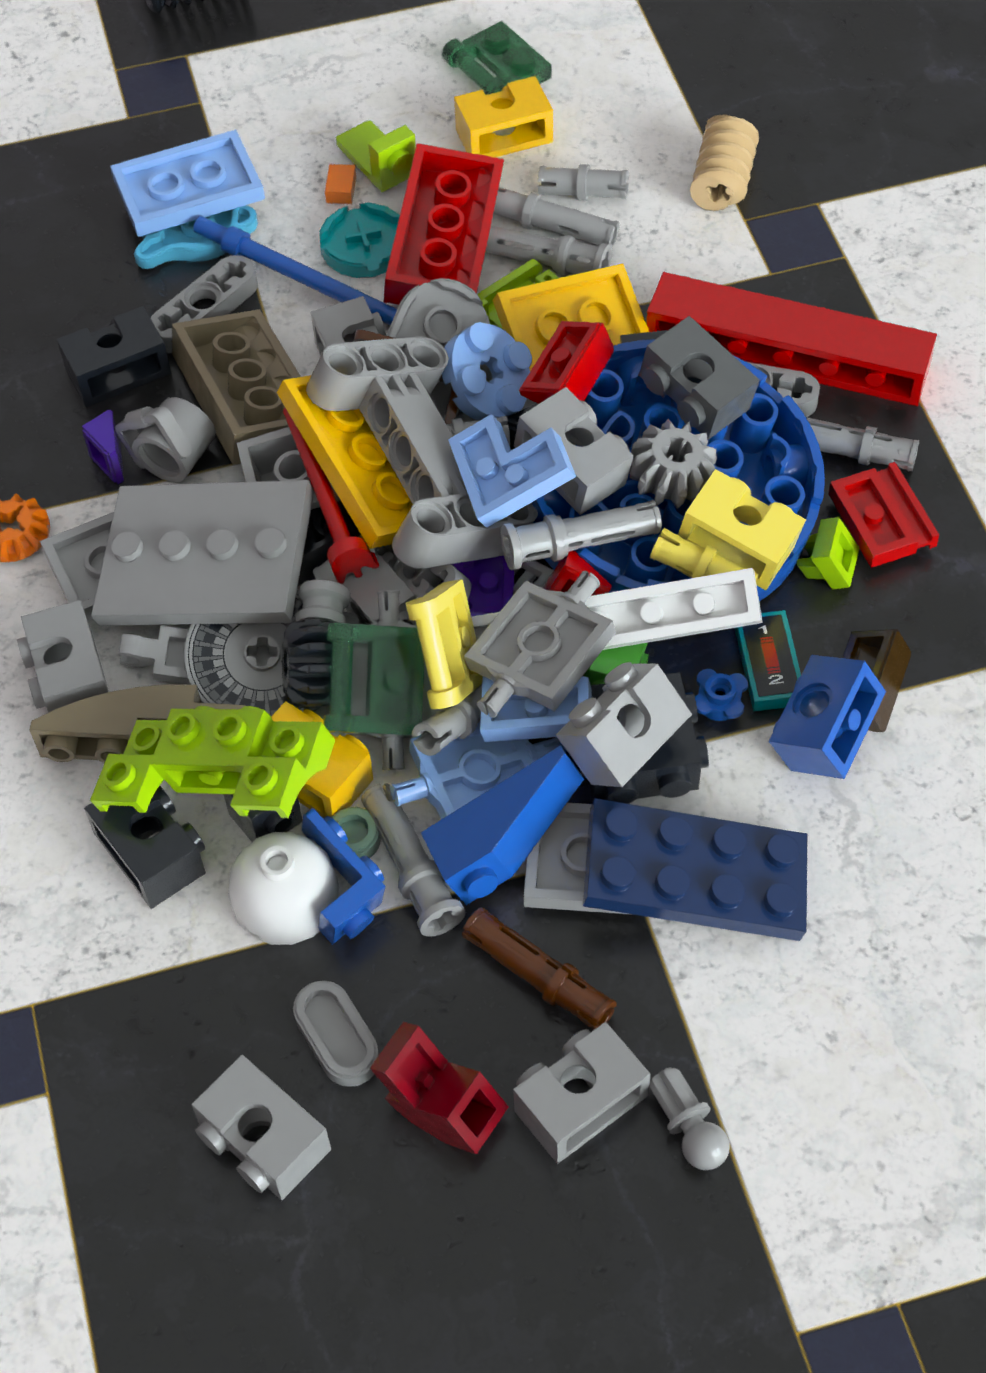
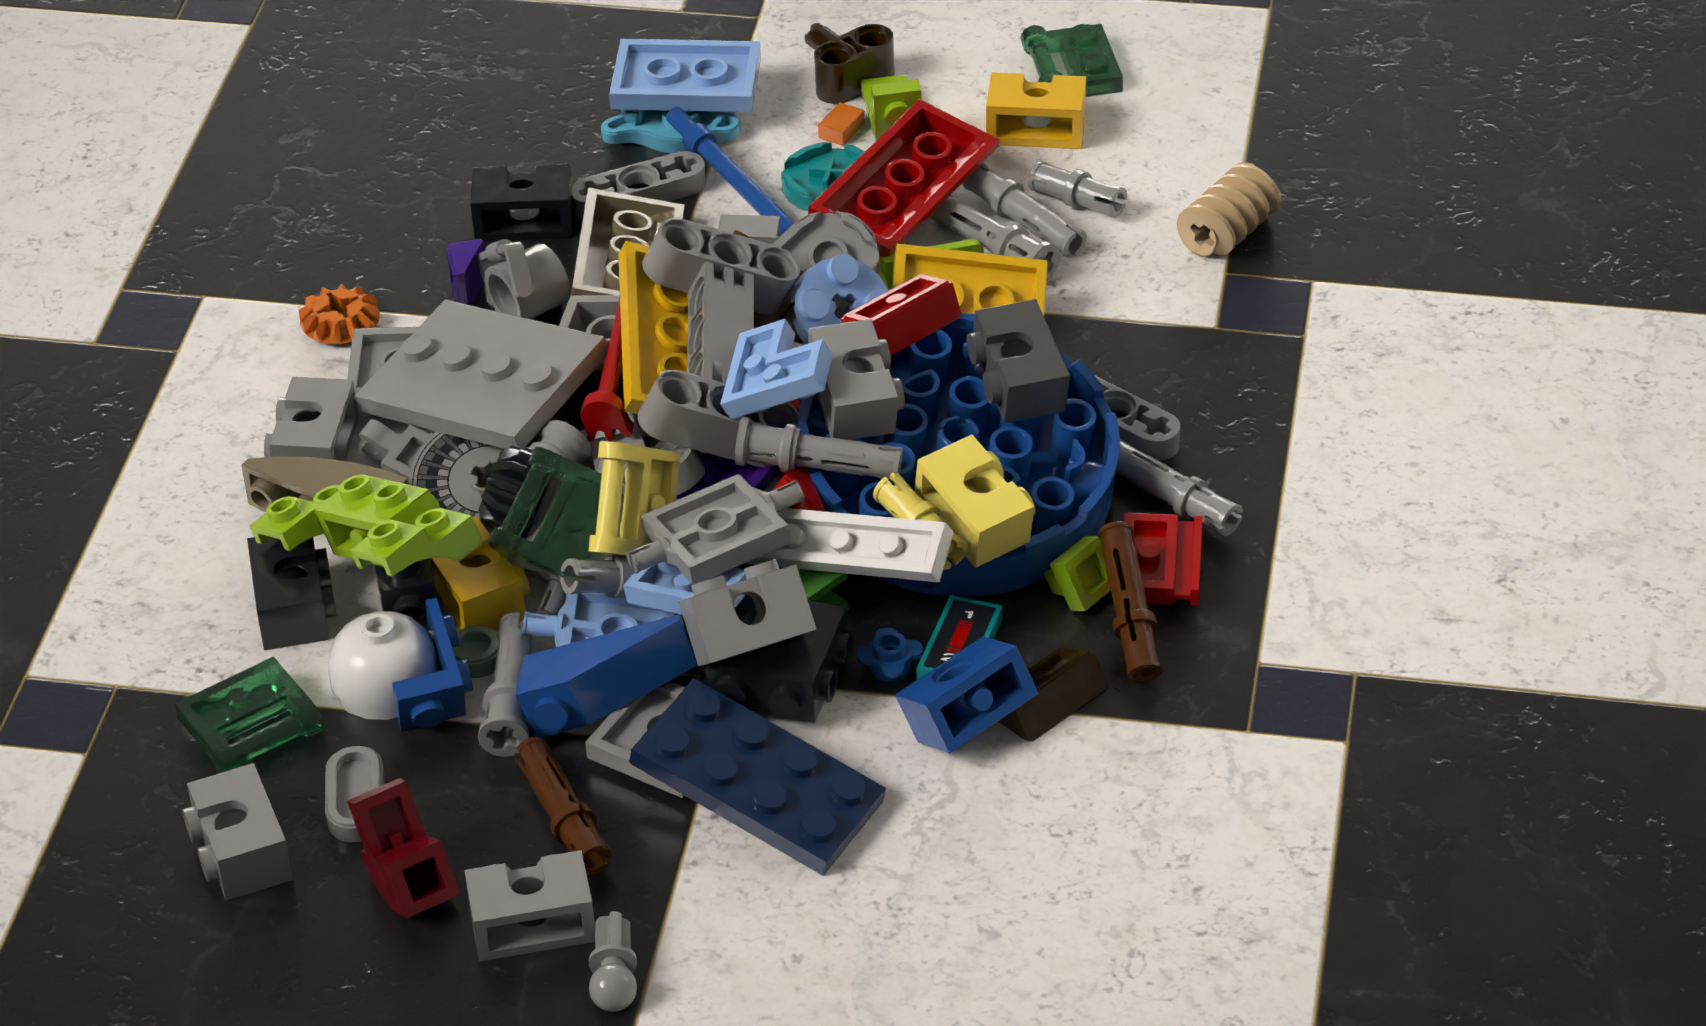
camera: 25 degrees right, 15 degrees down
(174, 984) = (245, 703): none -> clear green plate
(314, 120) = (848, 59): none -> dark brown beam
(672, 463) = (941, 417): light grey gear -> none
(792, 335) = (1201, 390): red brick -> none
(931, 618) = (1133, 619): none -> reddish brown pin

